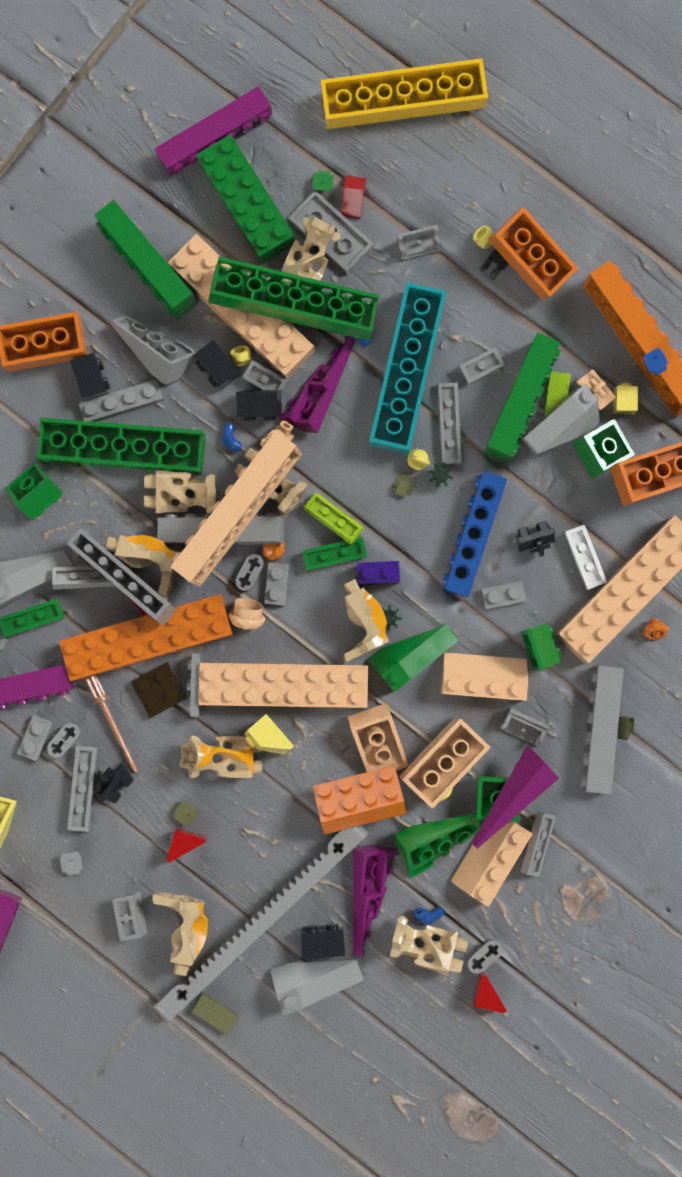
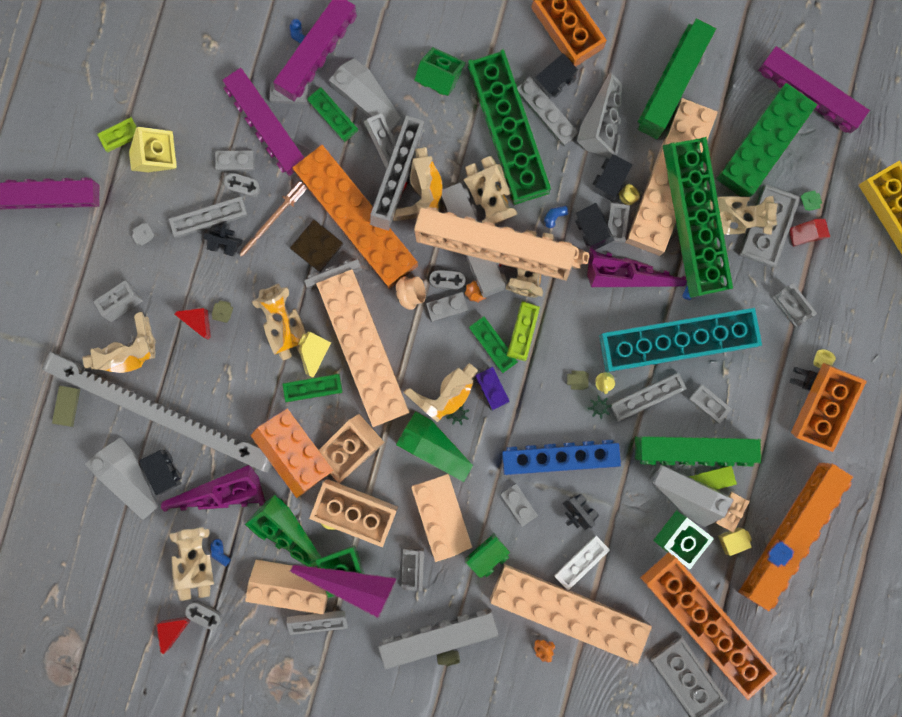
camera: 65 degrees right, 0 degrees up
(302, 753) = (312, 388): none -> green plate

